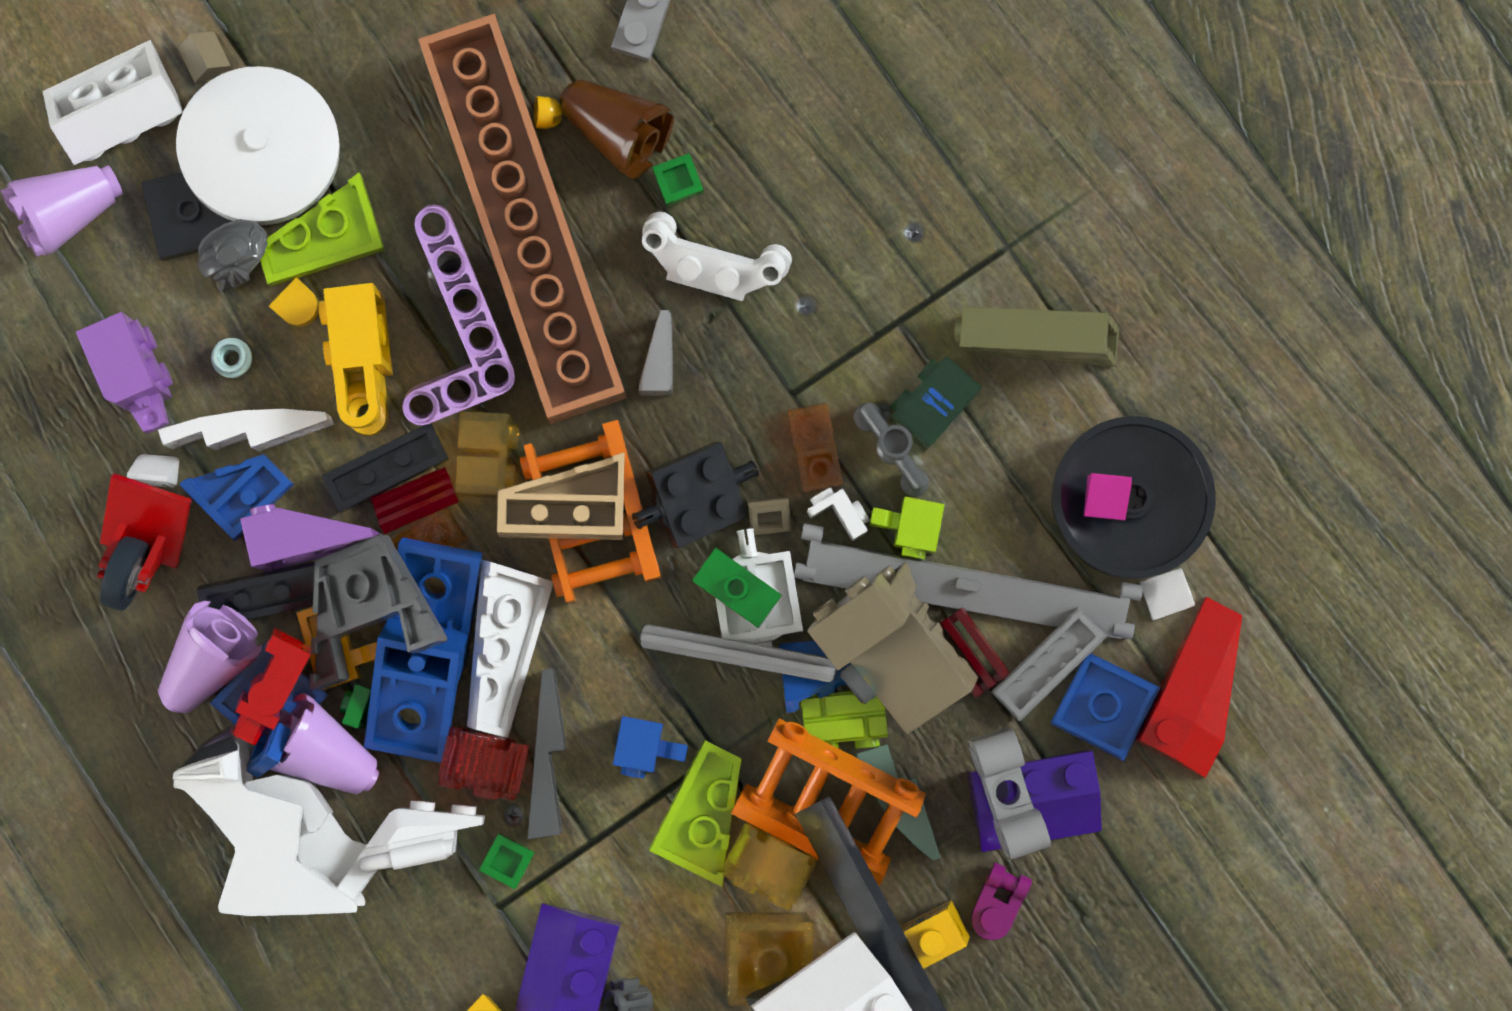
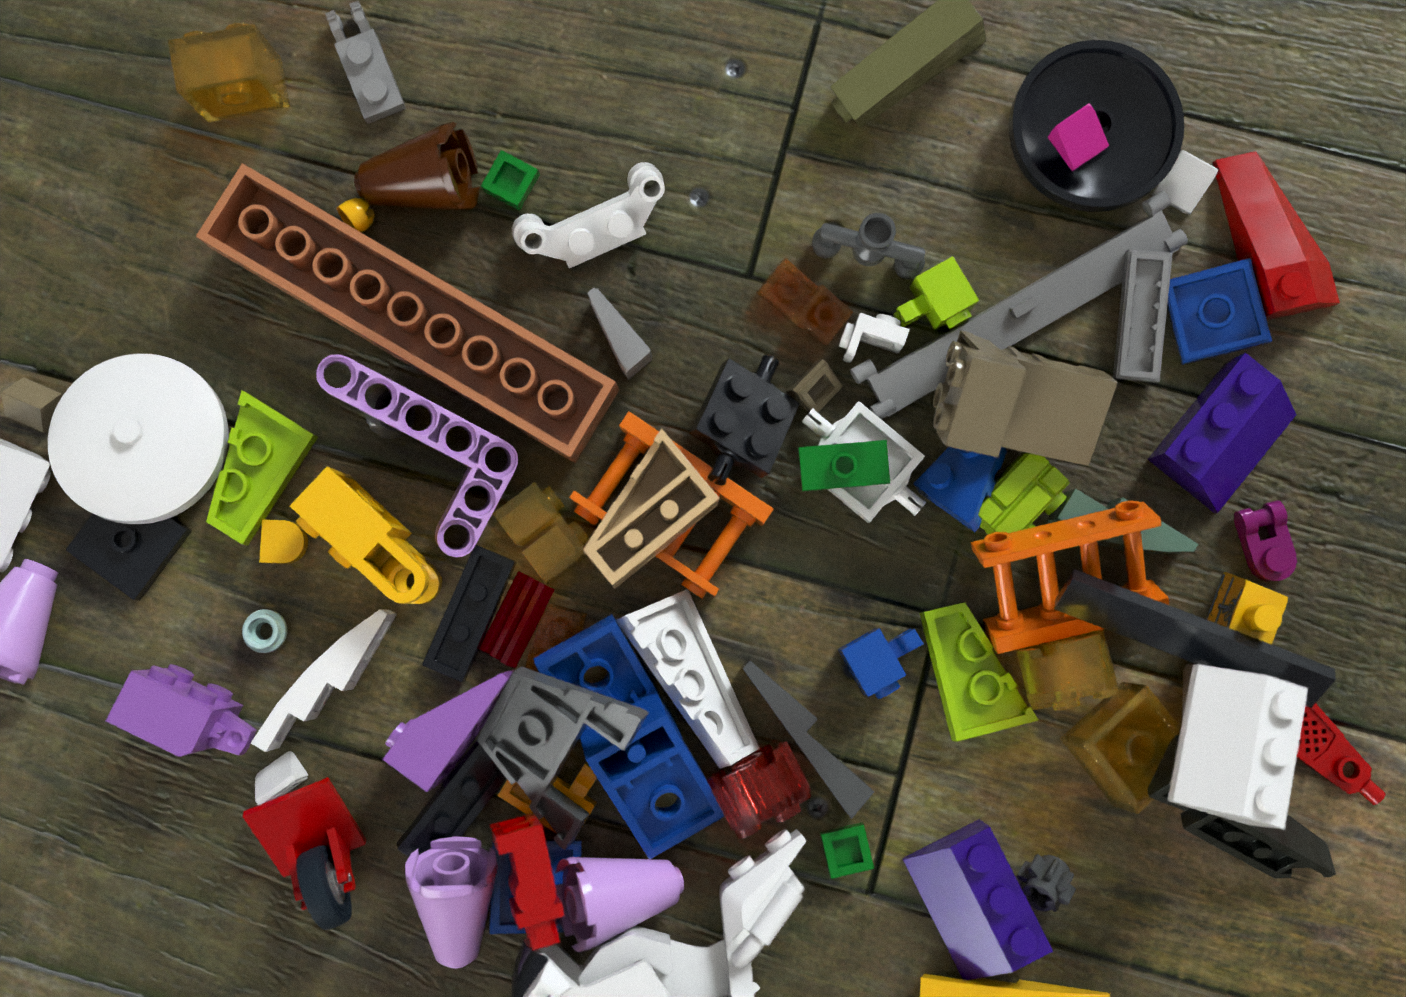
camera: 35 degrees left, 0 degrees up
(232, 252) = (190, 543): dark grey hat -> none
(237, 489) = (360, 736): blue wing -> none
(268, 750) = (574, 935): blue tile -> none
(356, 706) = (613, 830): green plate -> none
(738, 653) = (892, 517): light grey axle -> none
(857, 684) = (1015, 459): dark grey tile -> none
(935, 402) = (871, 179): clear green brick -> none
(983, 645) = (1109, 354): dark red tile -> none
(1016, 822) = (1245, 460): light grey beam -> none

